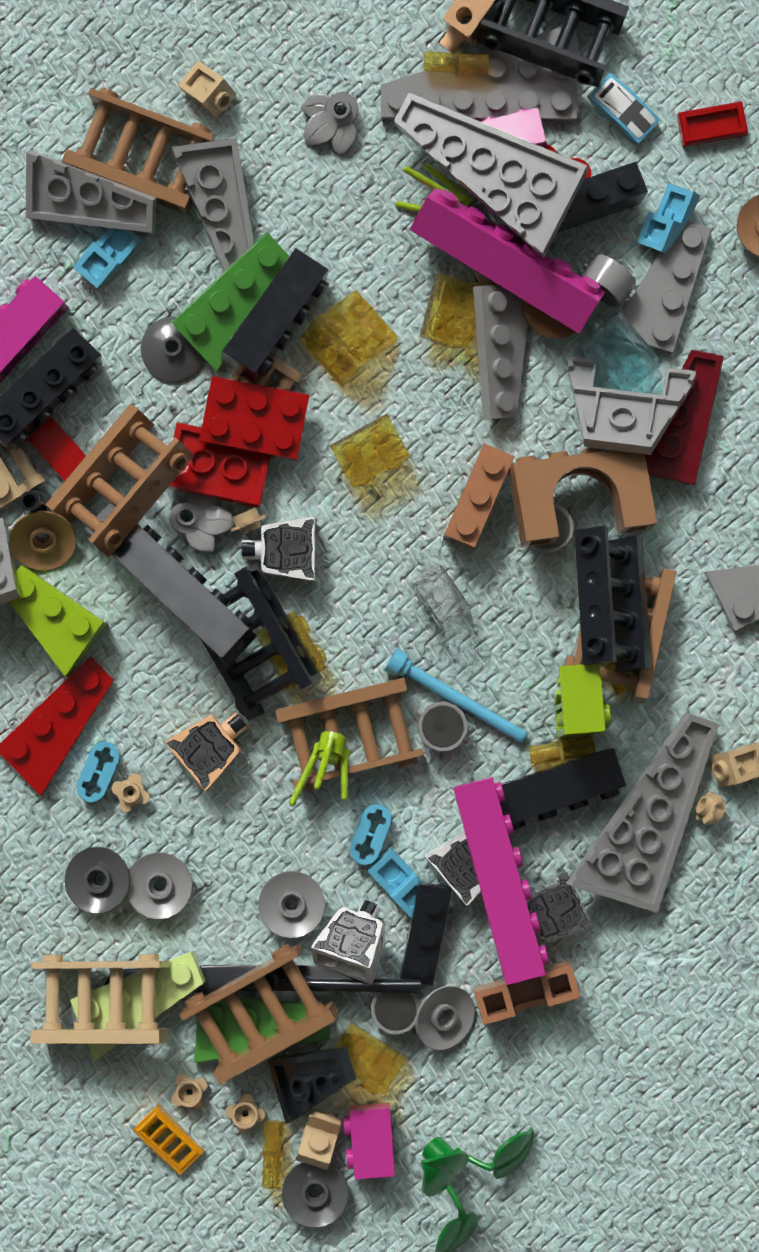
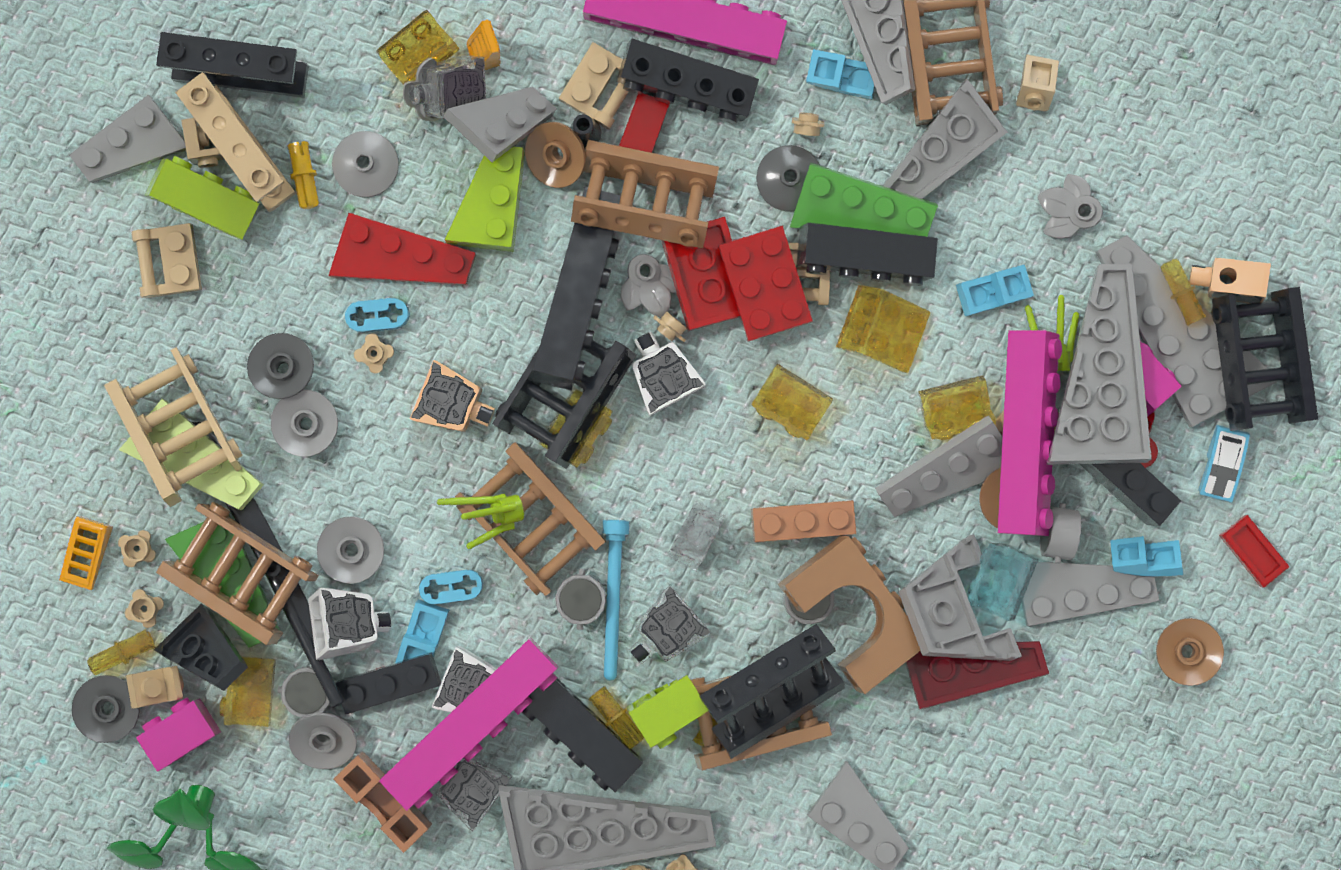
camera: 60 degrees right, 0 degrees up
(135, 307) = (807, 124): none -> tan plate
(367, 224) = (994, 290): none -> medium azure slope
(508, 663) = (668, 628): none -> torso

